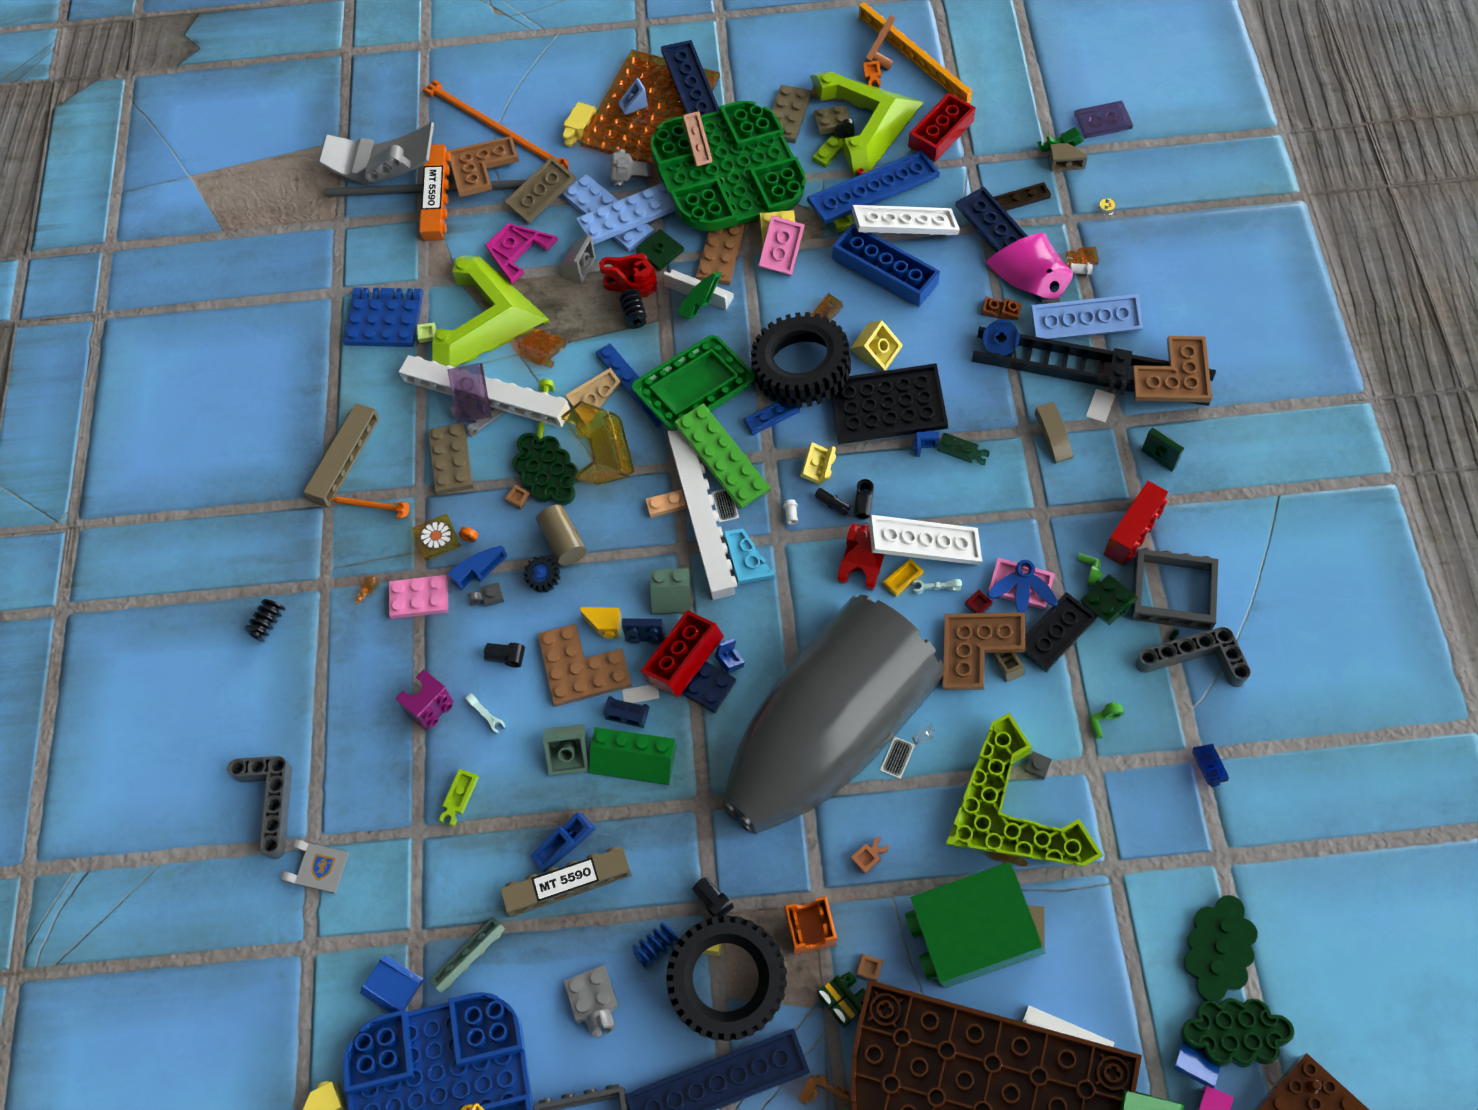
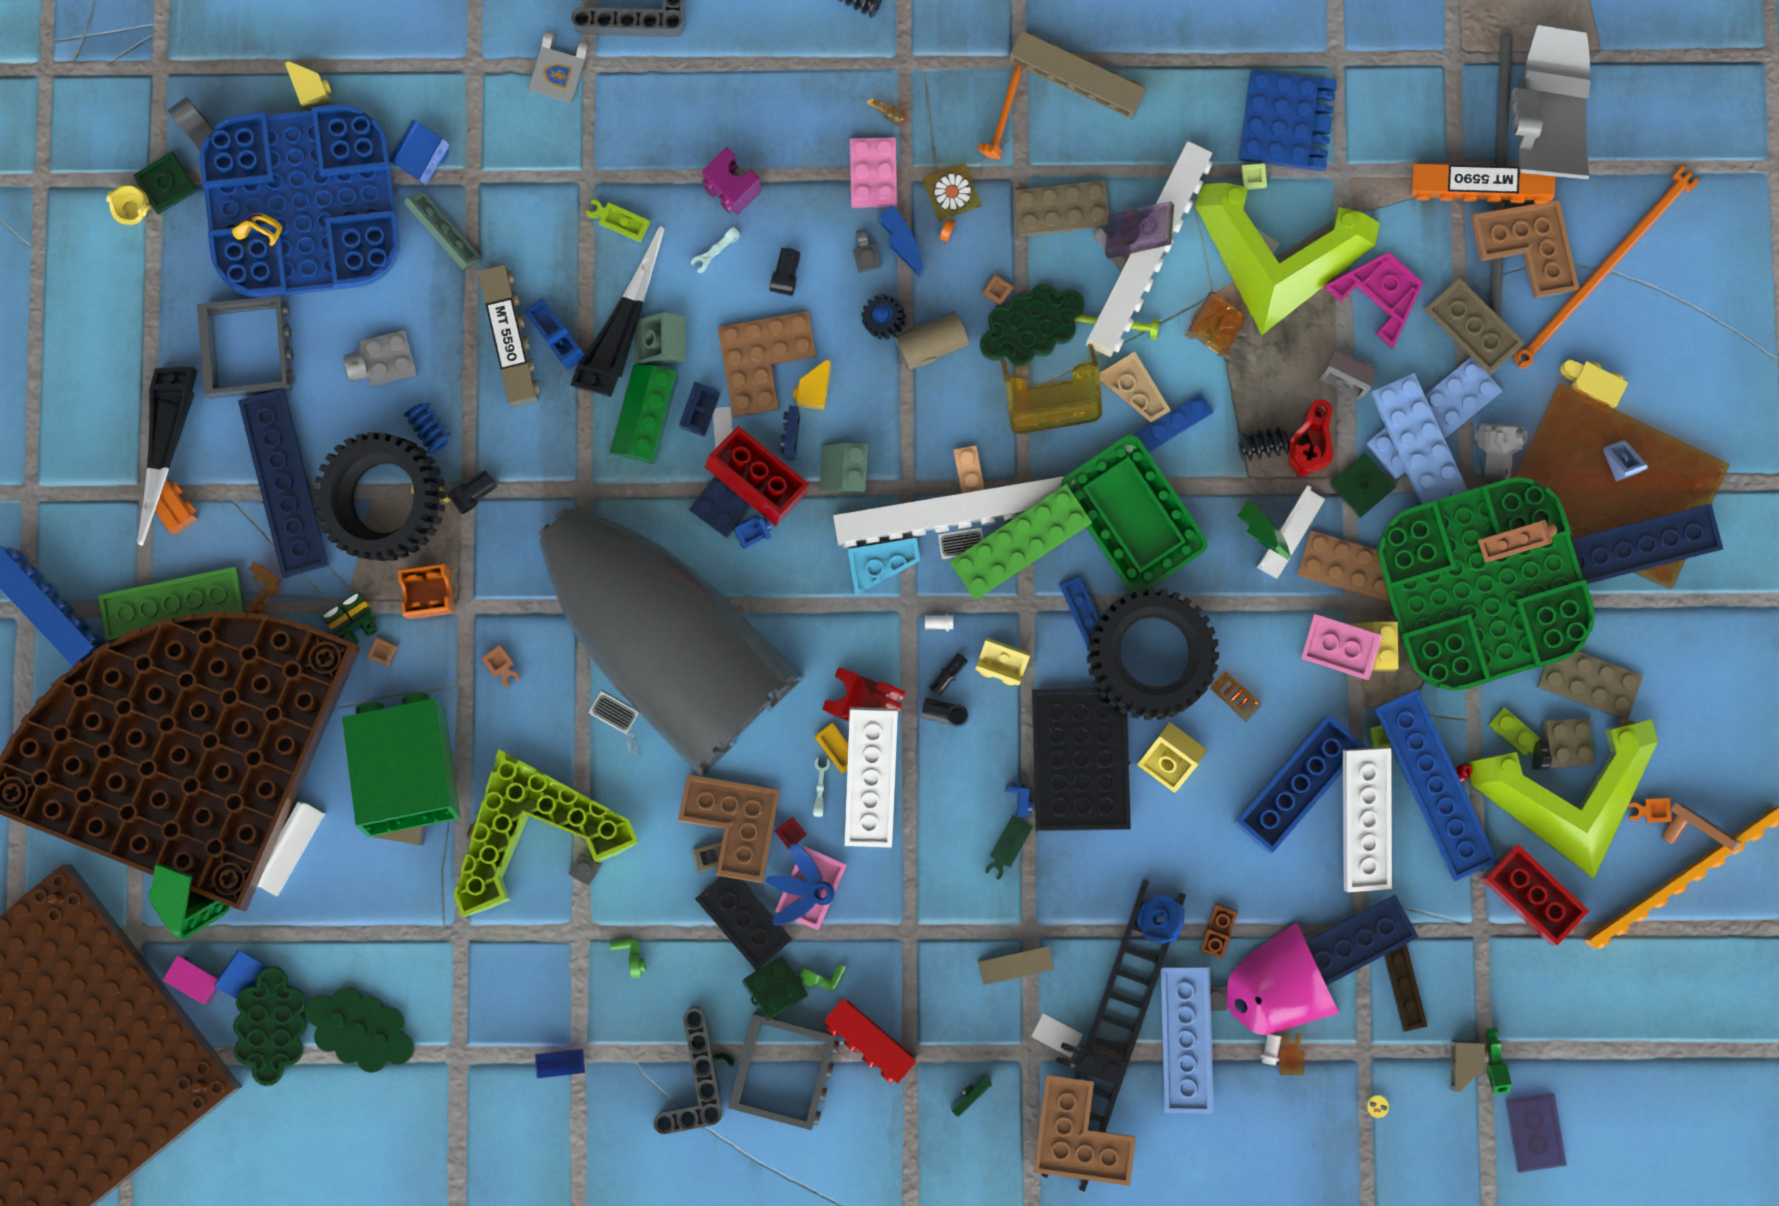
camera: 95 degrees right, 20 degrees up
(583, 792) = (608, 354): none -> black plate

